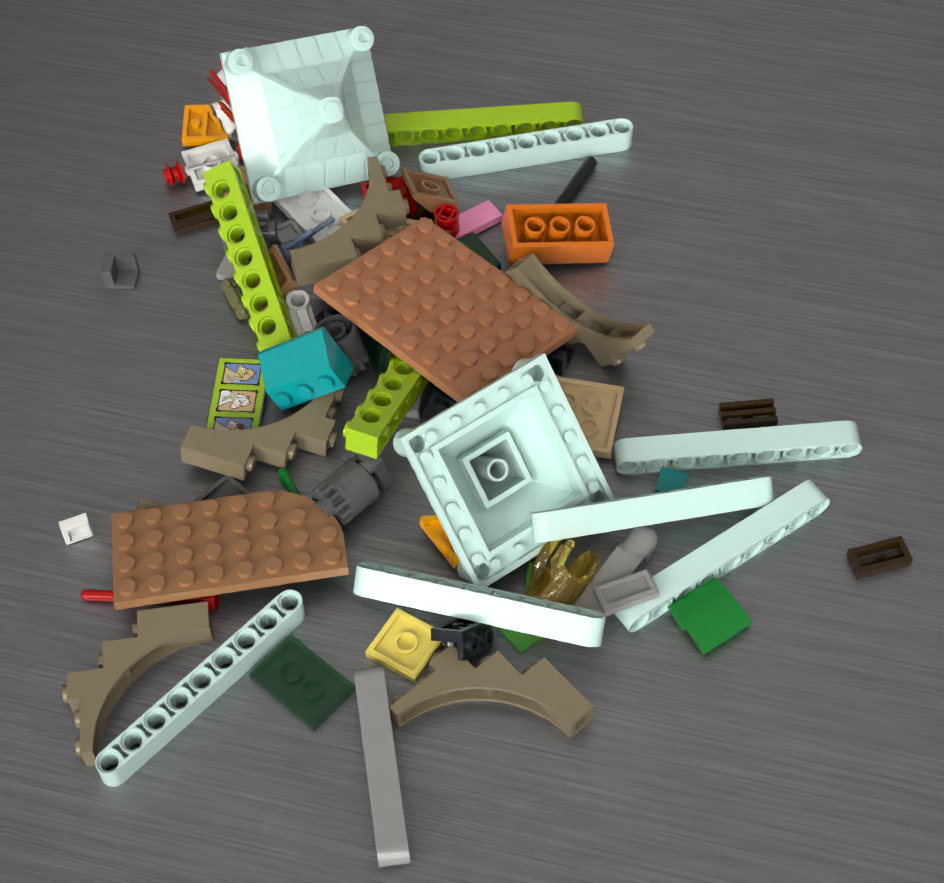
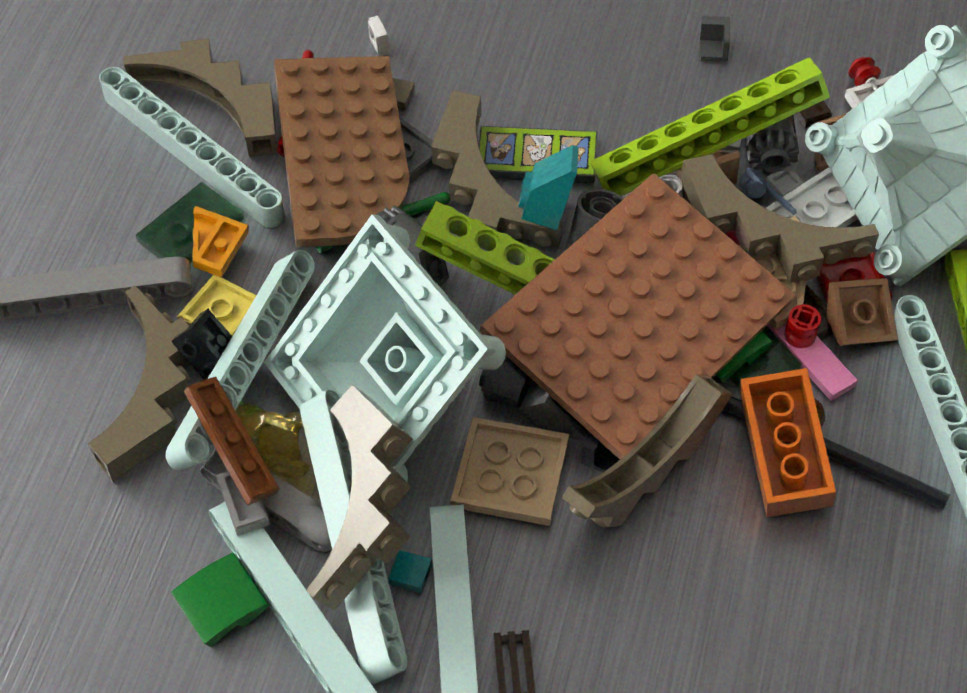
camera: 90 degrees right, 0 degrees up
(331, 648) = (215, 240): none -> light orange wing
(581, 589) = (231, 440): none -> dark orange tile
(637, 464) = (375, 491): none -> arch

